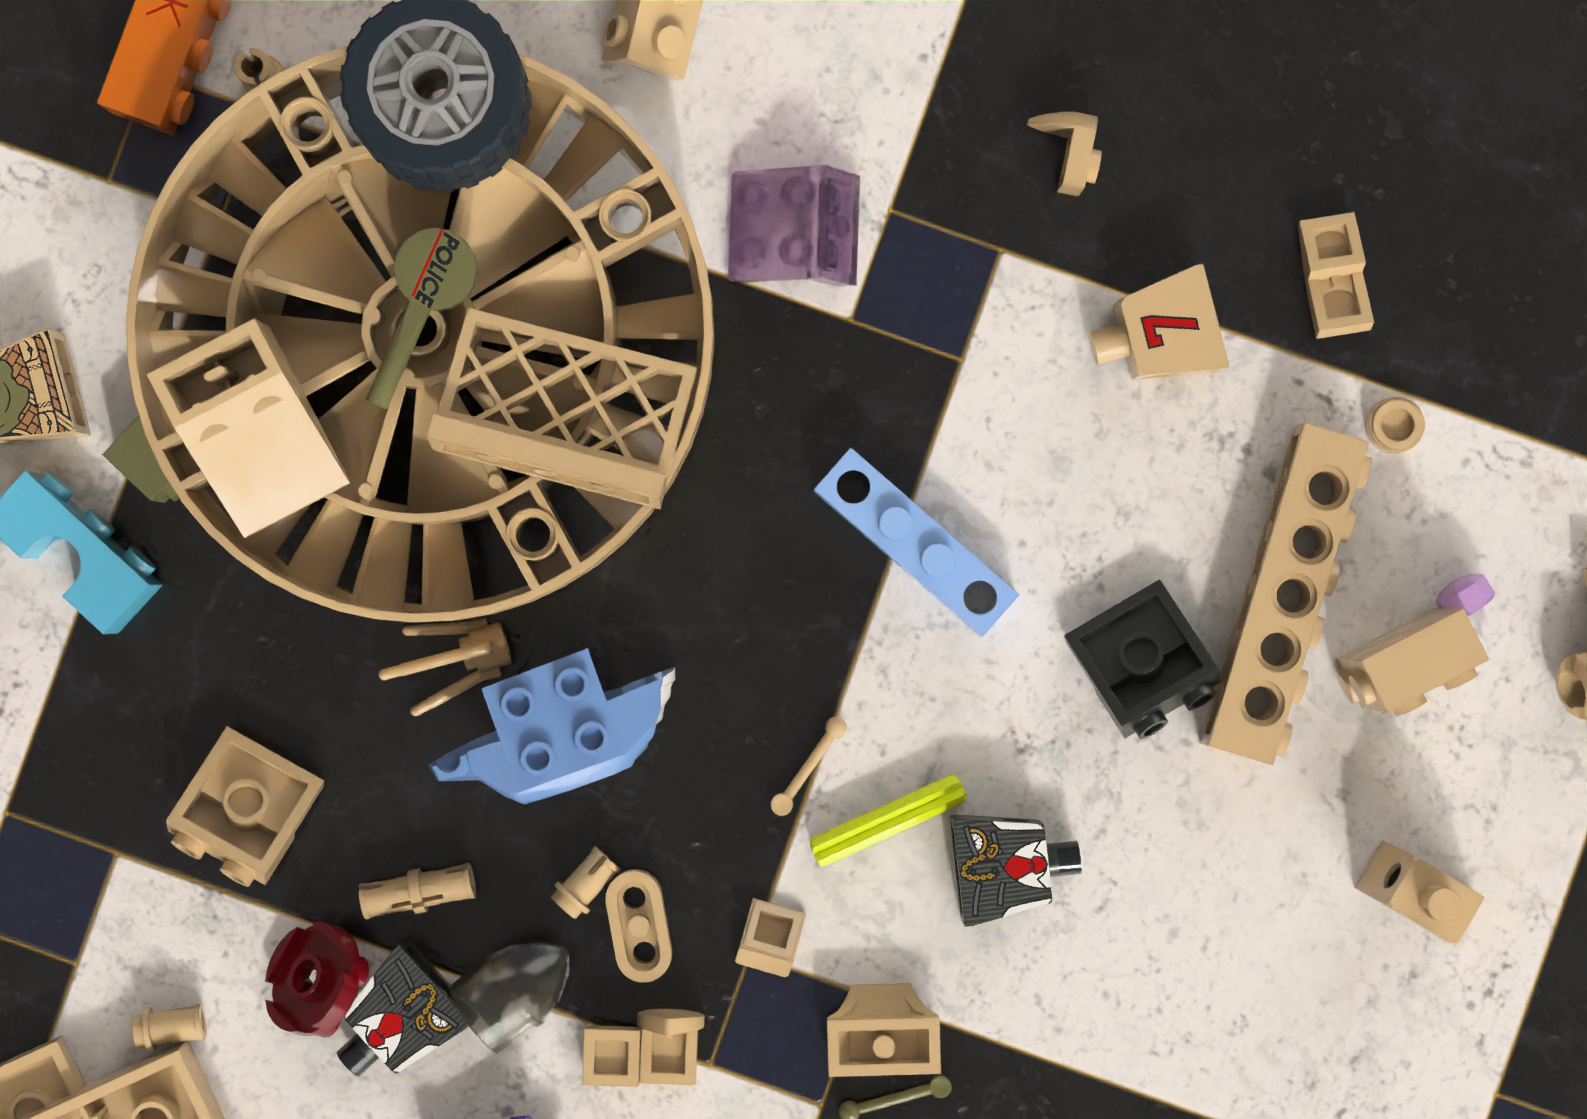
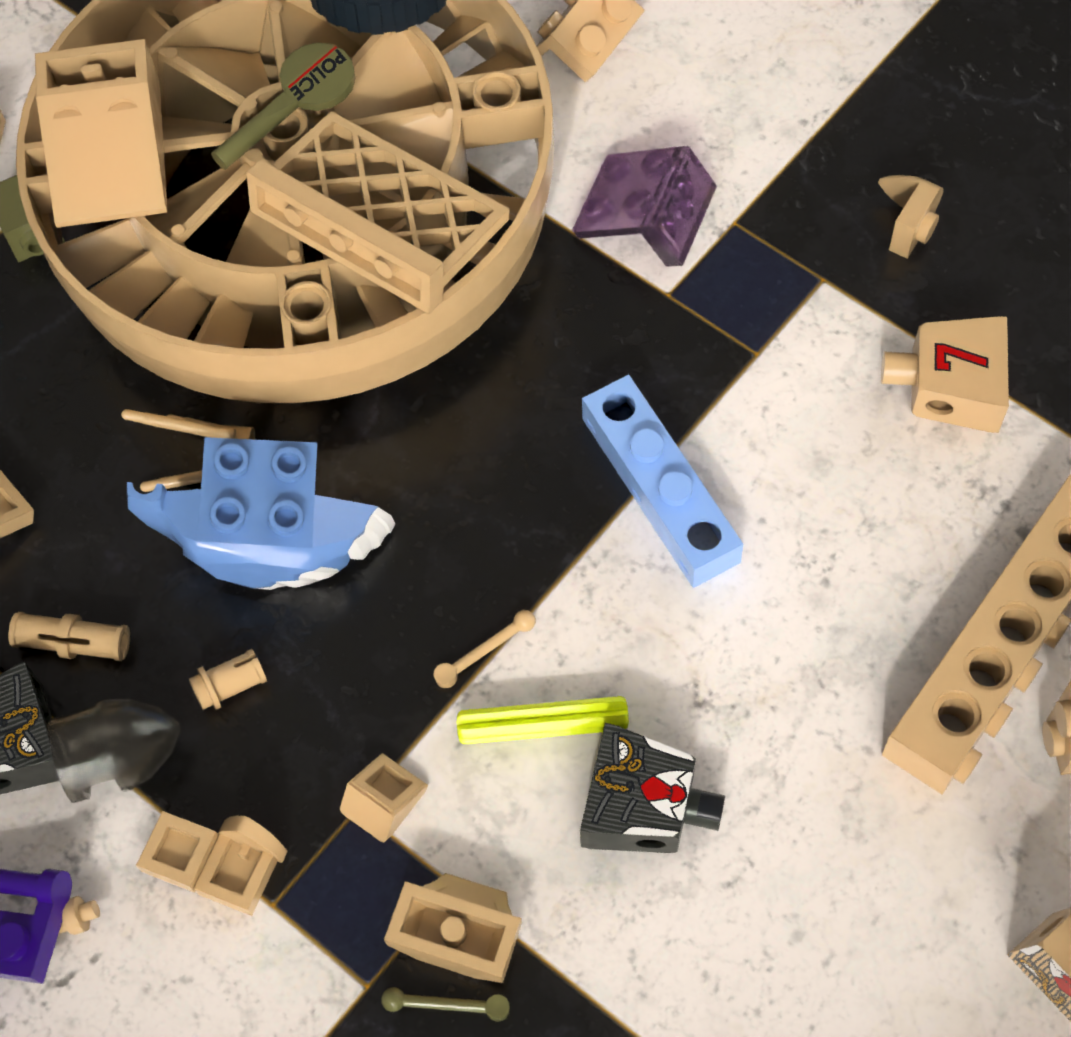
camera: 25 degrees right, 25 degrees down
(638, 924) = (260, 738): tan plate -> none
(1144, 661) = (849, 649): pearl dark grey plate -> none

